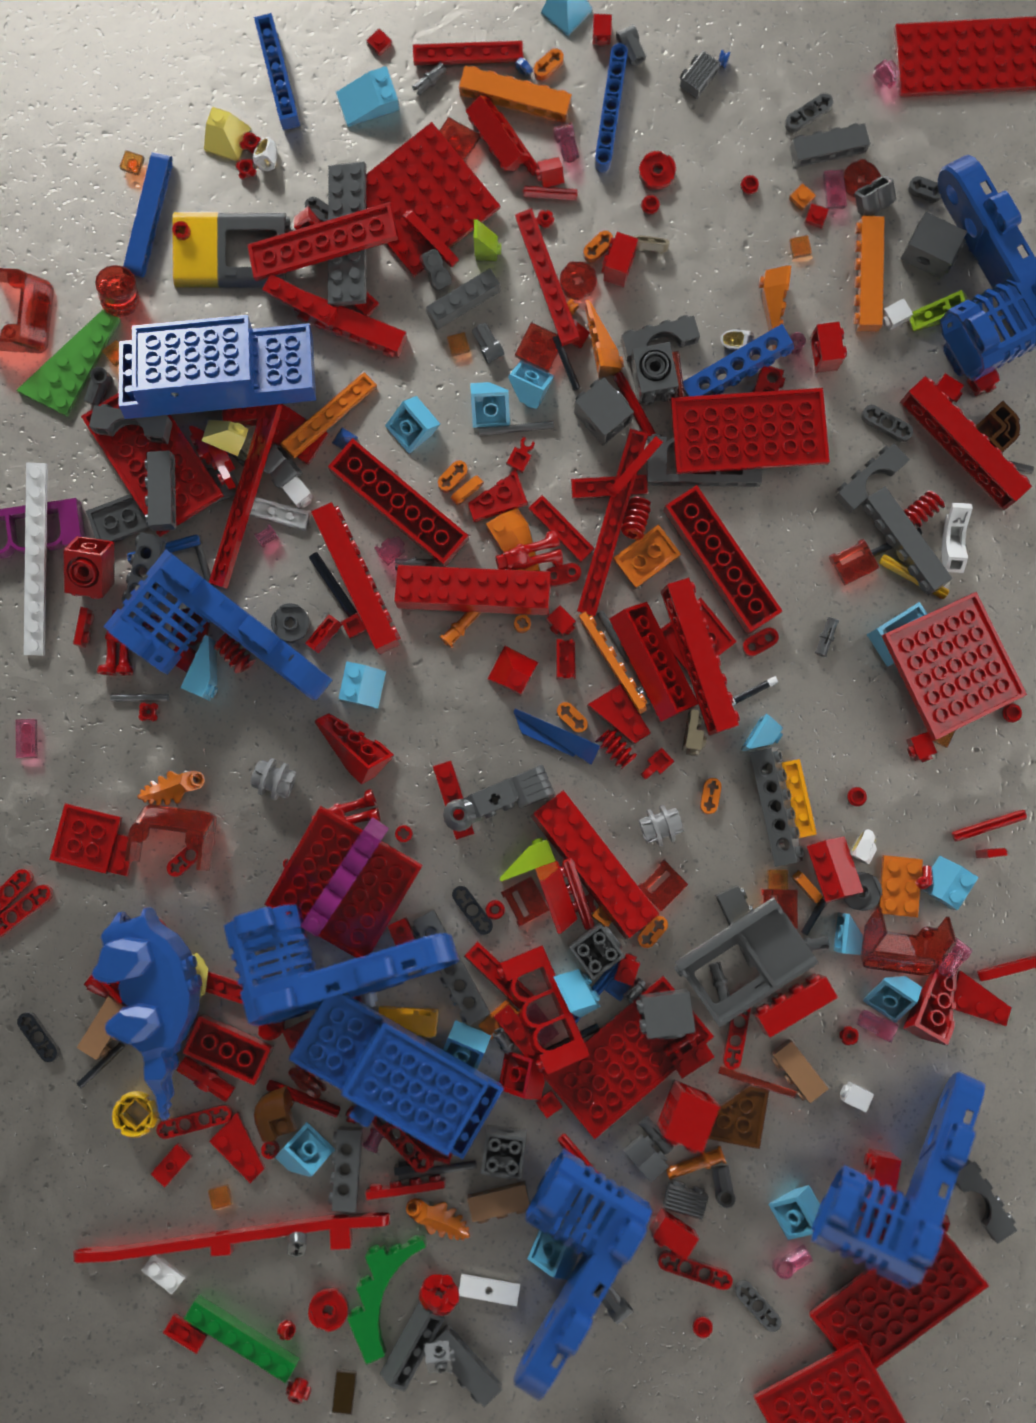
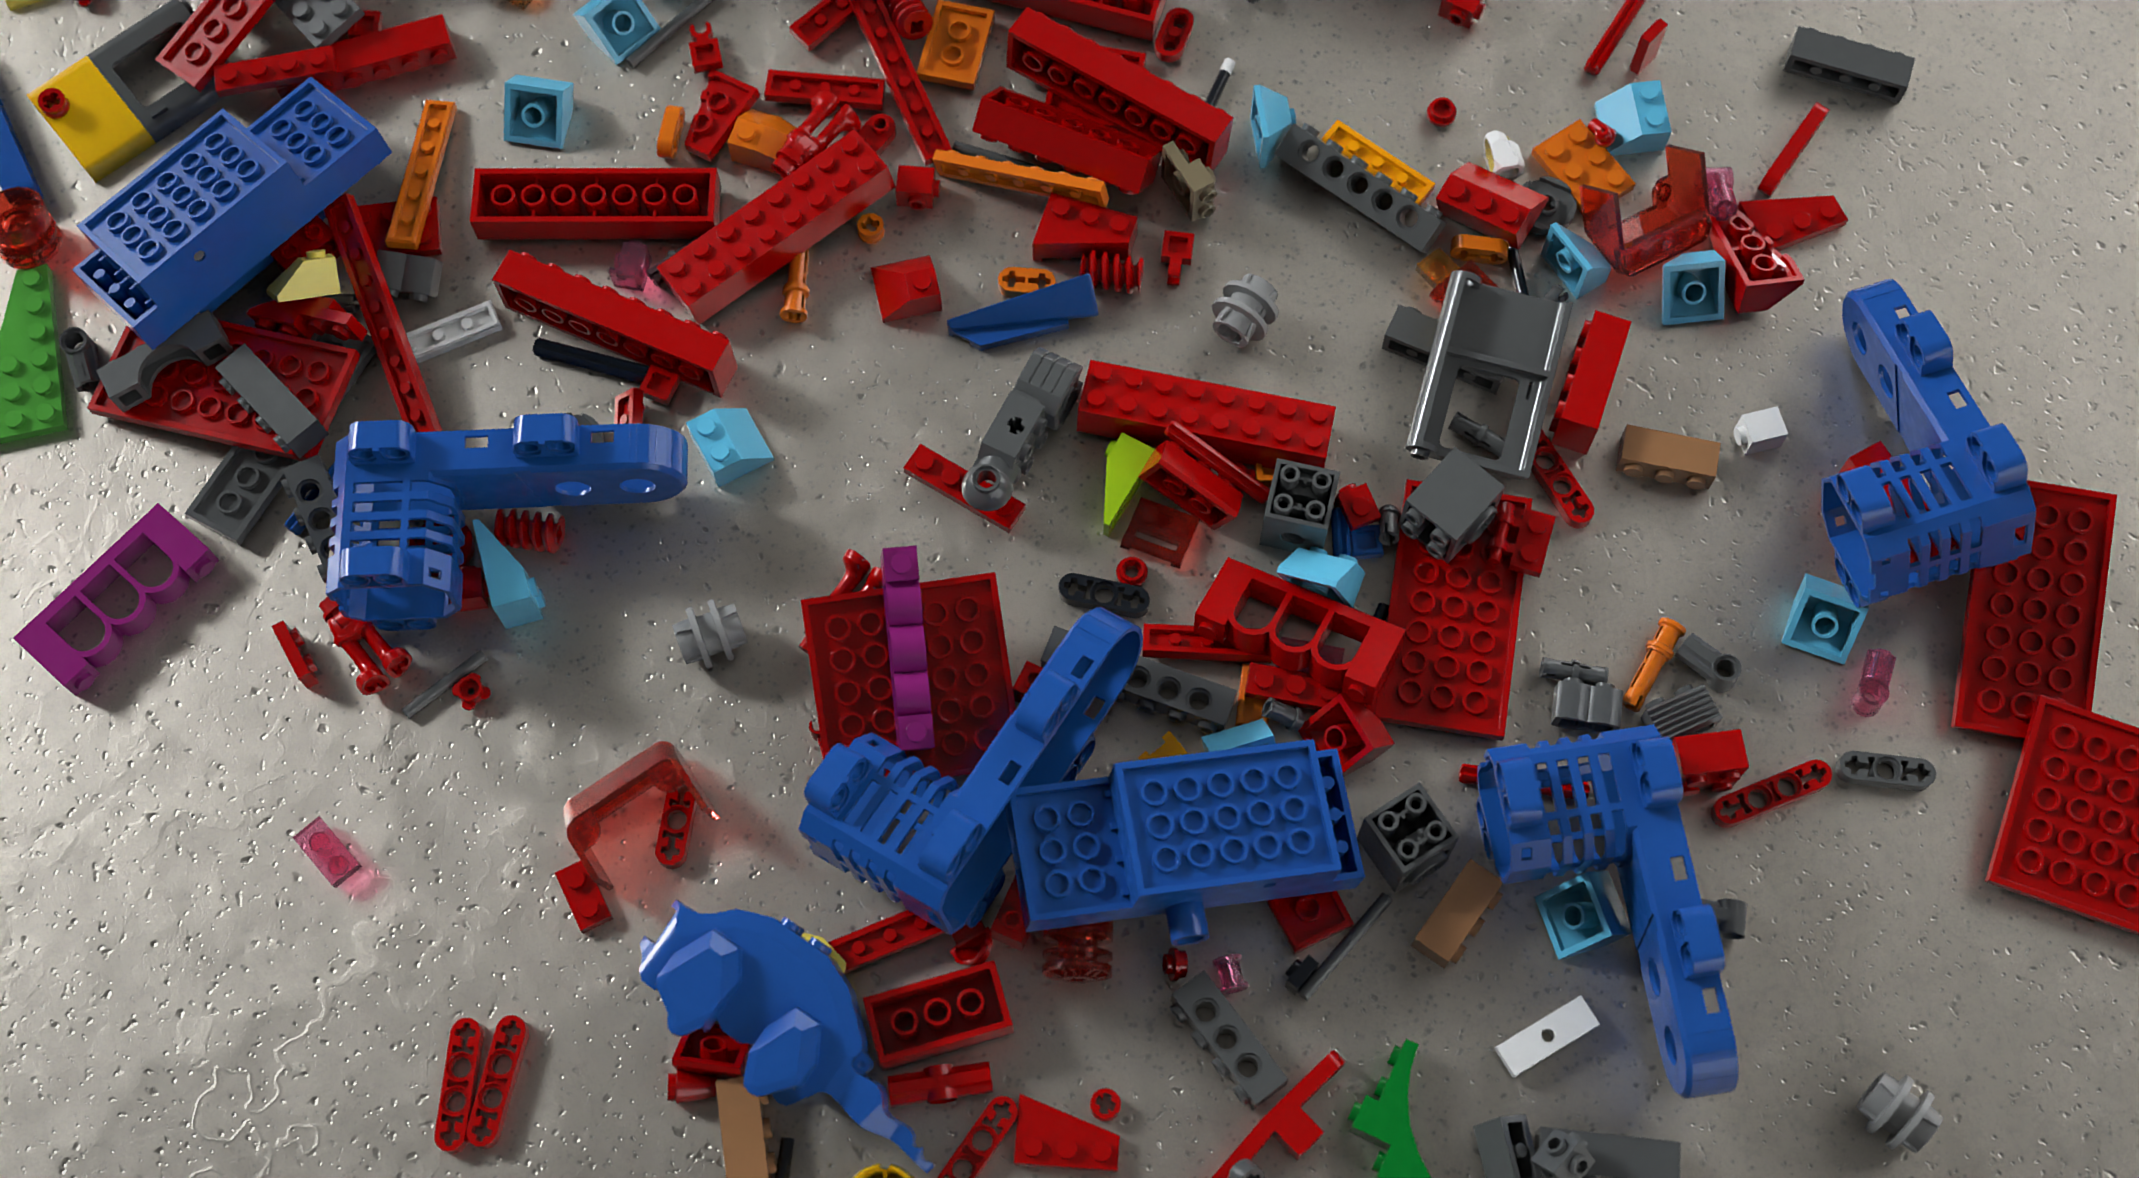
camera: 40 degrees left, 15 degrees down
(35, 558) = (162, 615): white plate -> none
(85, 838) = (514, 912): red plate -> none
(89, 567) = (246, 587): red brick -> none
(112, 352) = (76, 306): clear orange plate -> none
(172, 787) = (582, 756): orange plant -> none
(266, 536) = (455, 367): clear pink bush -> none
(274, 1114) = (1072, 1046): reddish brown brick -> none
(298, 492) = (455, 288): white brick -> none
(305, 1099) = (1091, 1002): red axle -> none
(305, 1151) = (1153, 1065): medium azure slope -> none
(343, 438) = (461, 192): blue slope -> none
(357, 753) = (797, 527): red wedge -> none
(397, 1188) = (1315, 1008): red plate -> none
(400, 1143) = (1268, 931): red beam -> none
(408, 829) = (936, 566): red bush -> none
(438, 1218) = (1402, 1005): orange plant -> none
(446, 1286) = (1490, 1091): red plate -> none
(449, 473) = (645, 133): orange beam -> none
(549, 1104) = (1409, 744): red plate -> none
(565, 659) = (958, 226): red hinge -> none
(649, 928) = (1339, 445): orange beam -> none
(667, 889) = (1320, 376): clear red plate -> none
(687, 1117) = (1588, 595): red brick -> none
(702, 1327) = (1846, 853): red plate -> none
(706, 794) = (1267, 245): orange beam -> none
(742, 1118) = (1651, 570): reddish brown plate -> none
(757, 1082) = (1632, 509): clear red bar -> none
(854, 1035) = (1688, 366): red plate -> none
(880, 1026) = (1715, 331): clear pink piece -> none
(995, 1221) = (2052, 436): dark grey arch -> none

